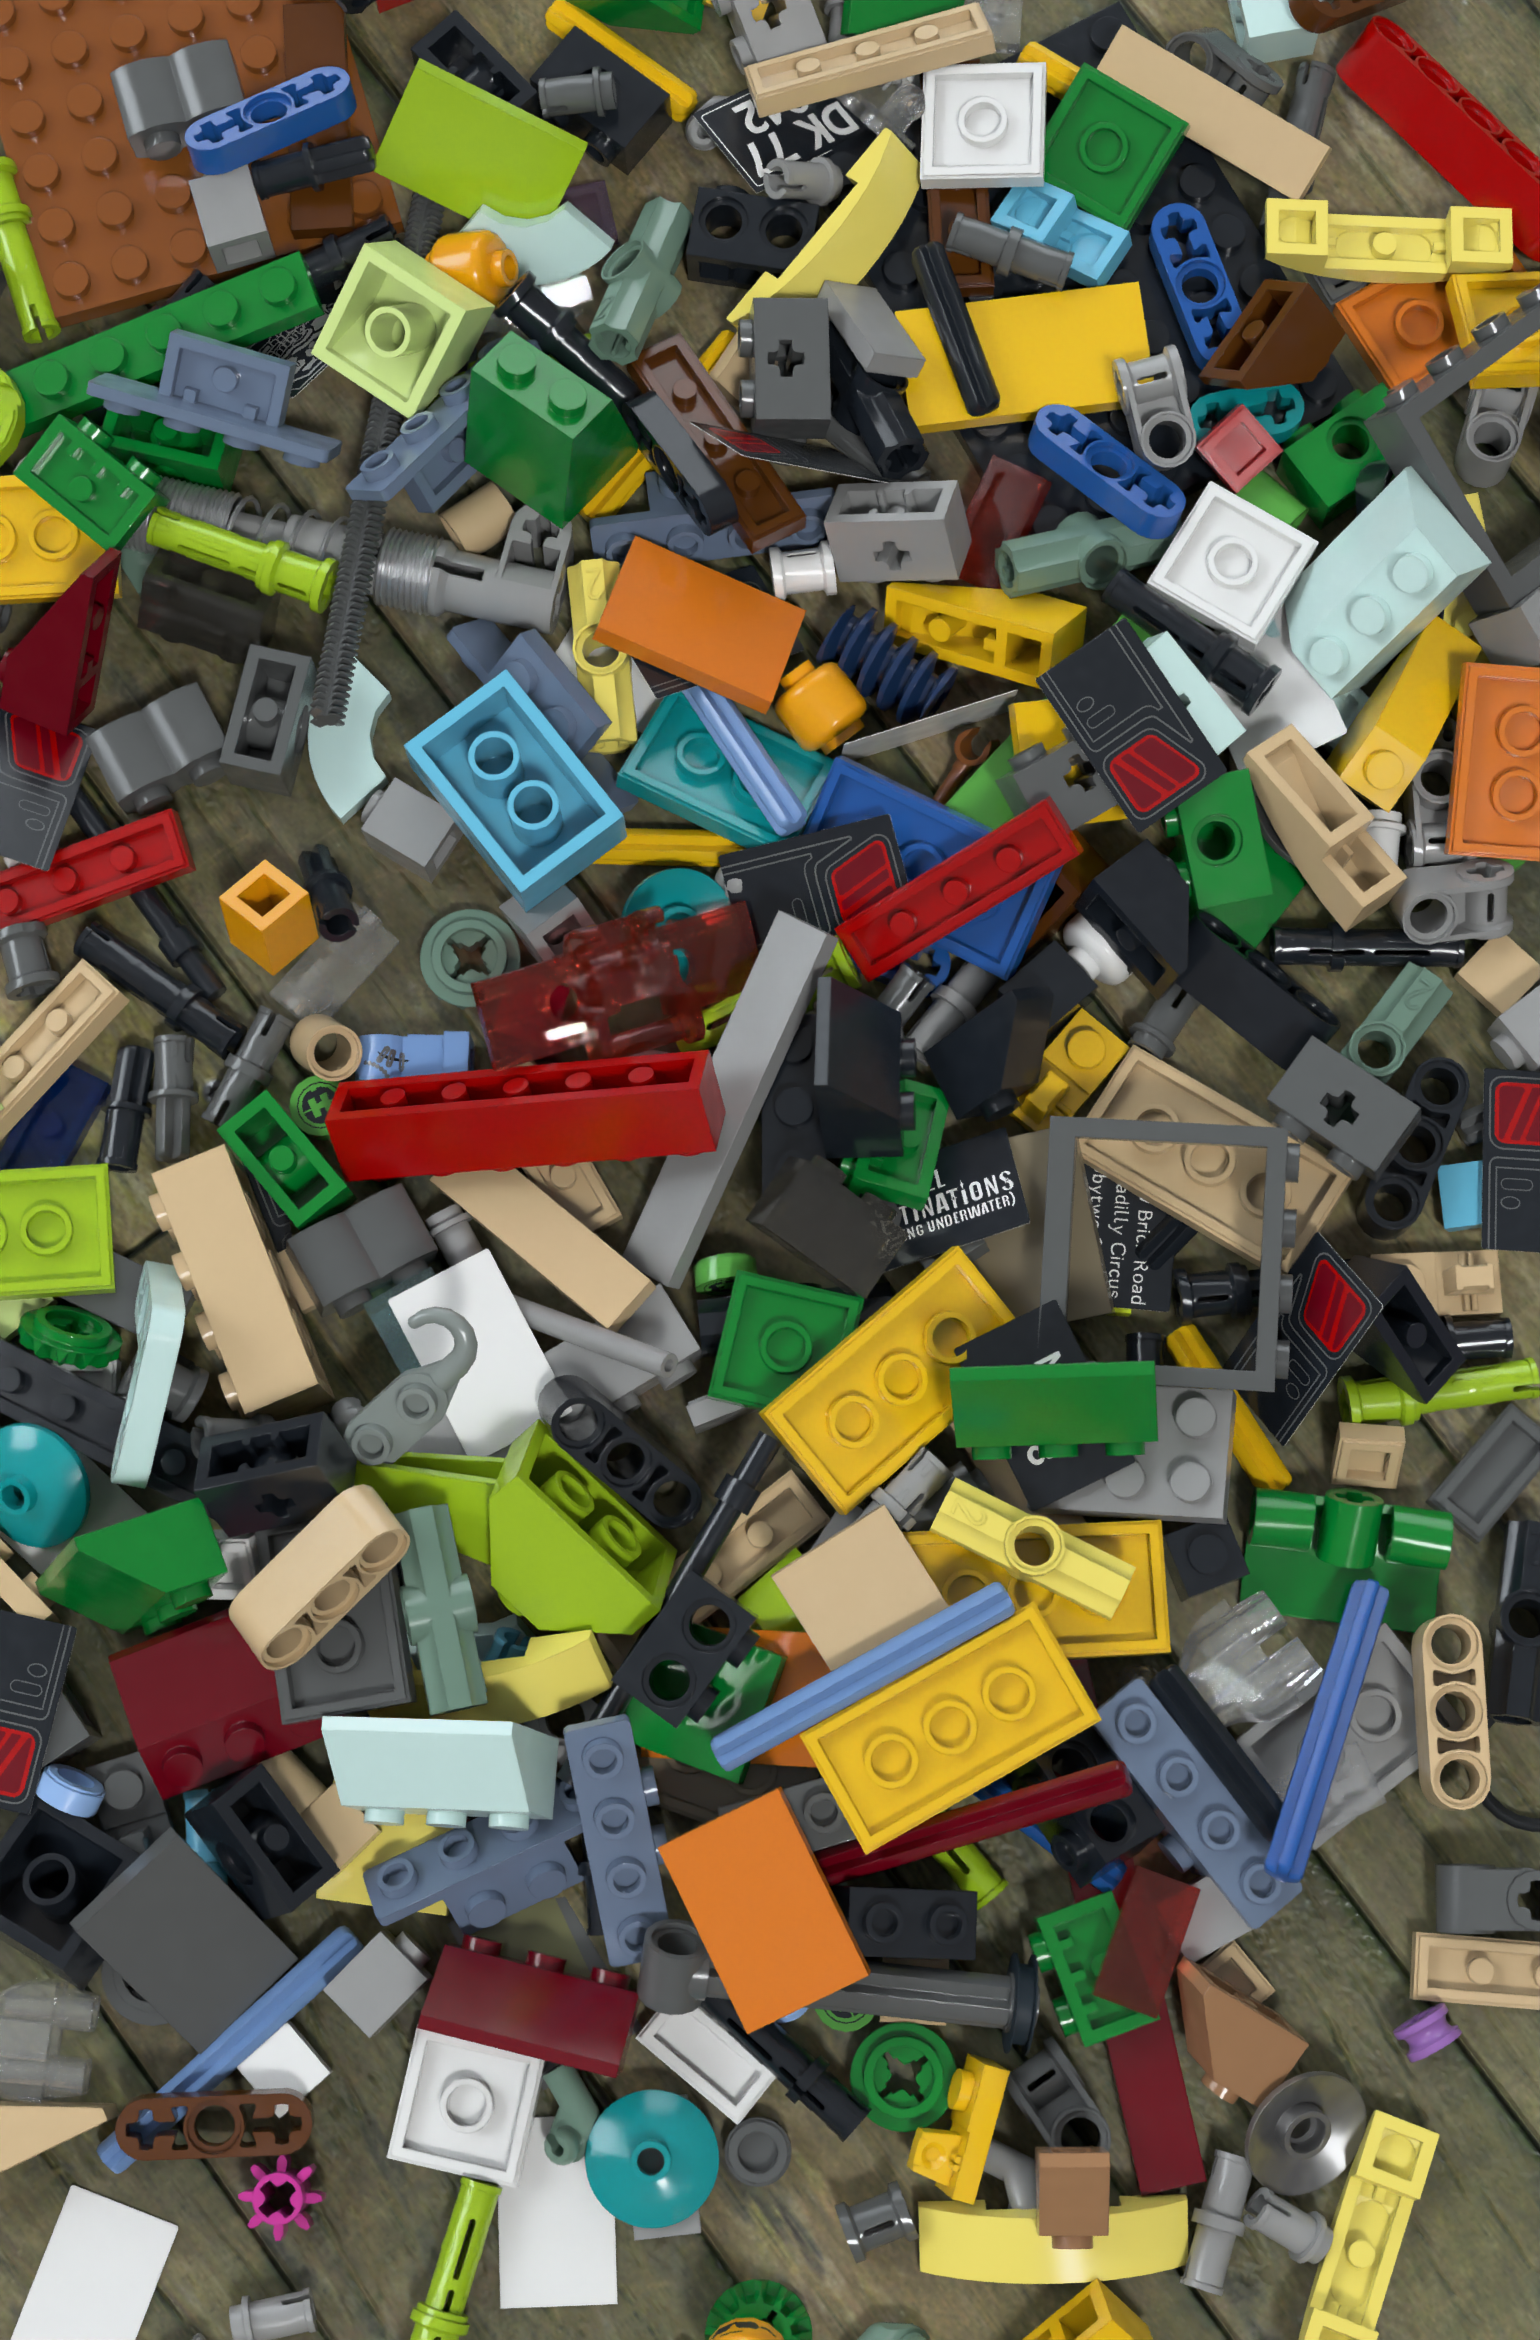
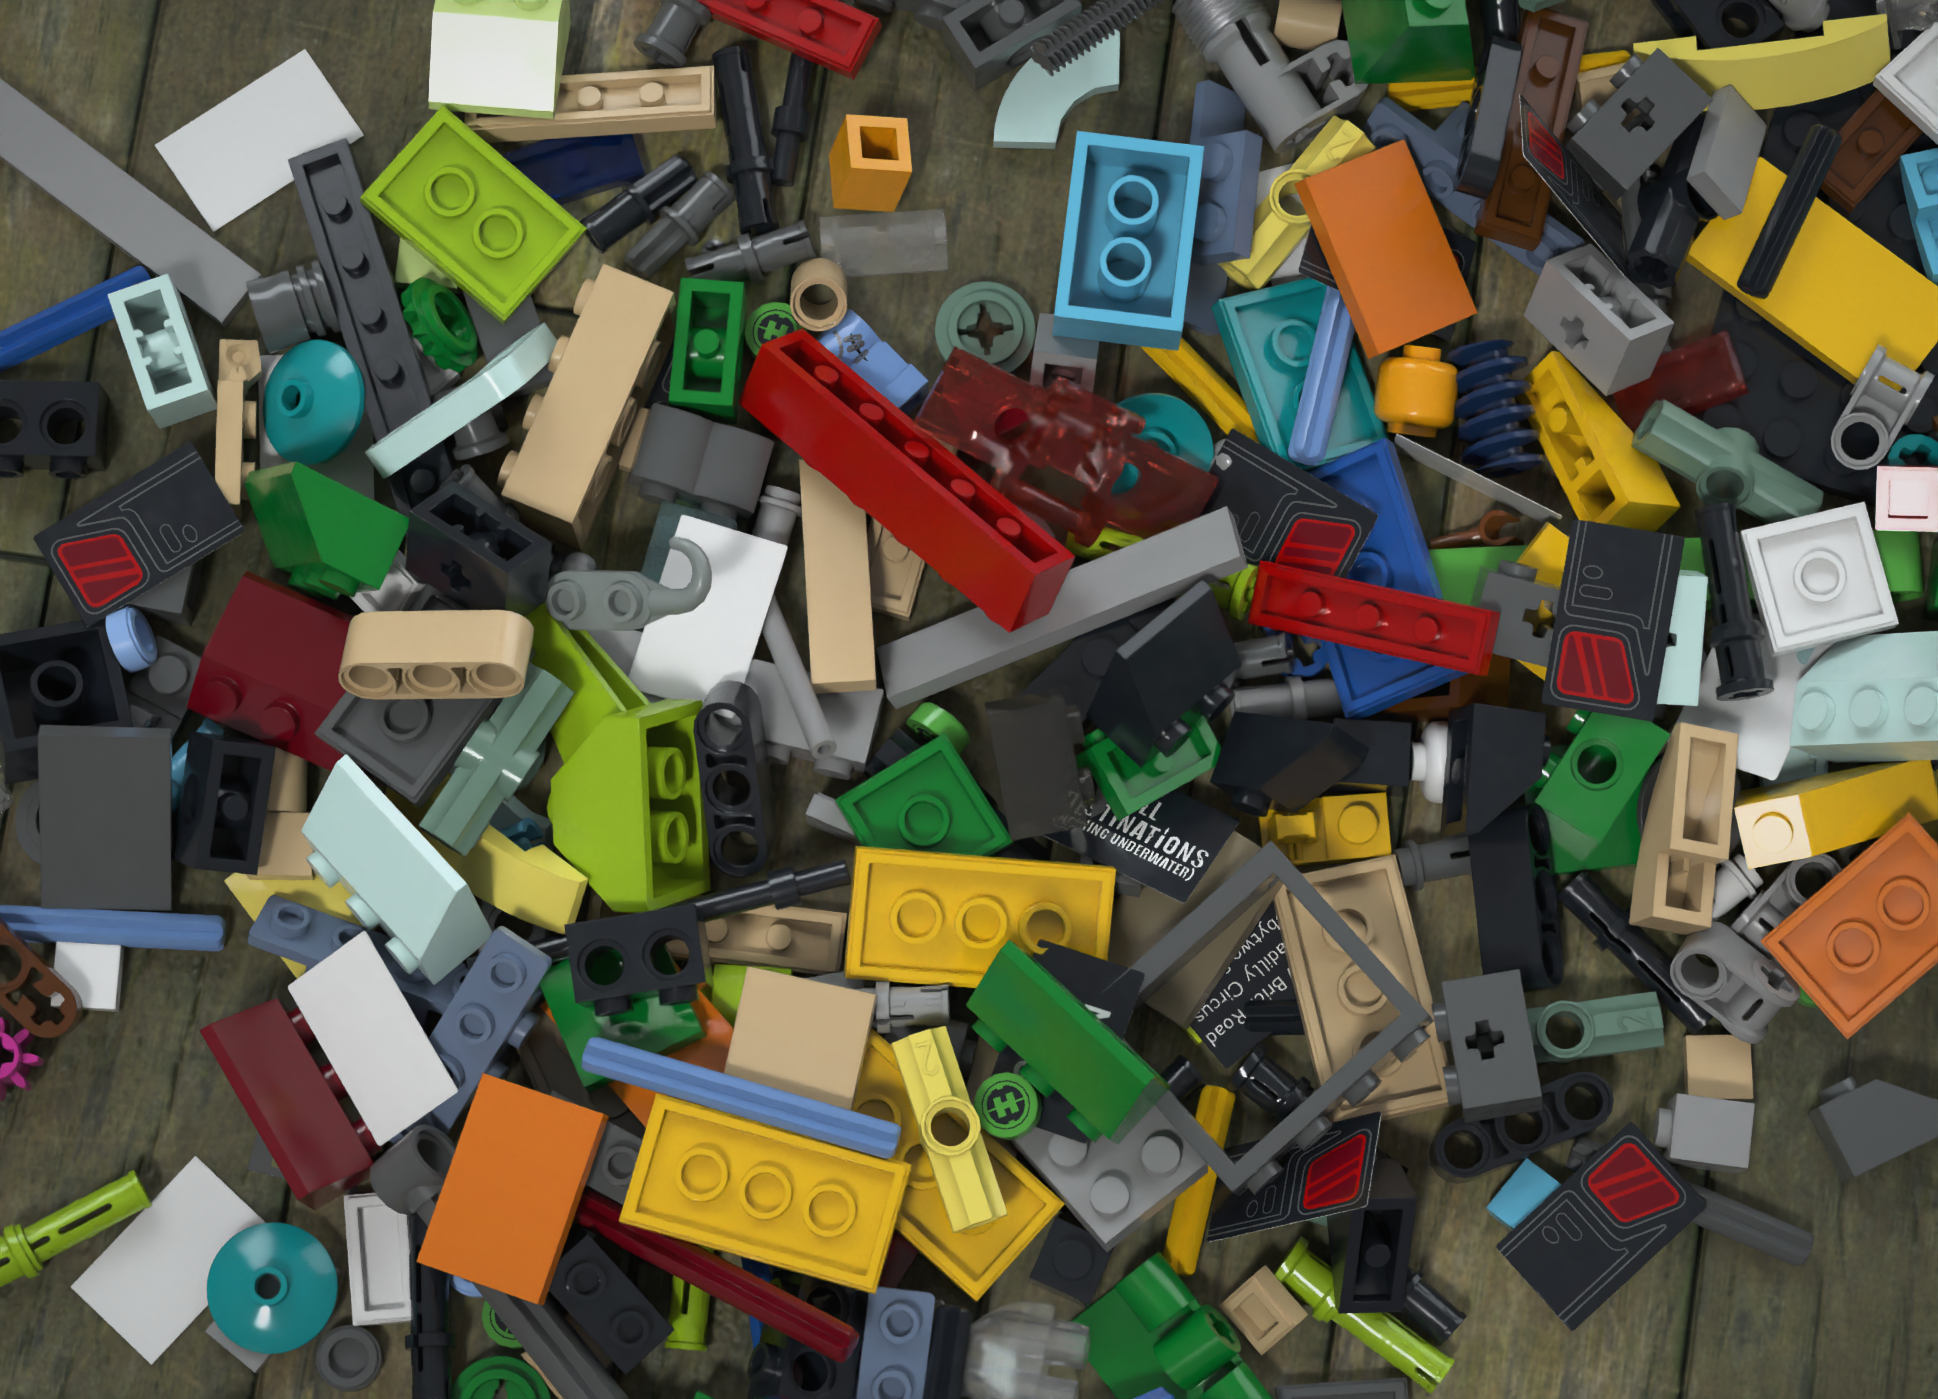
camera: 40 degrees right, 0 degrees up
(329, 894) = (928, 186): black axle -> none
(380, 1980) = (210, 980): light grey brick -> none
(410, 829) = (1033, 196): light grey brick -> none
(466, 2108) = (182, 1128): white tile -> none
(546, 1903) = (372, 1038): none -> white sticker
(574, 2117) = (247, 1207): sand green arm -> none
(802, 570) = (1503, 281): white bush -> none
(1009, 251) = (1888, 192): dark grey pin -> none
(1054, 1489) = (1008, 1106): none -> bright green tile
(1150, 506) = (1783, 446): blue beam -> none
(1456, 1281) = (1450, 1248): tan hinge -> none

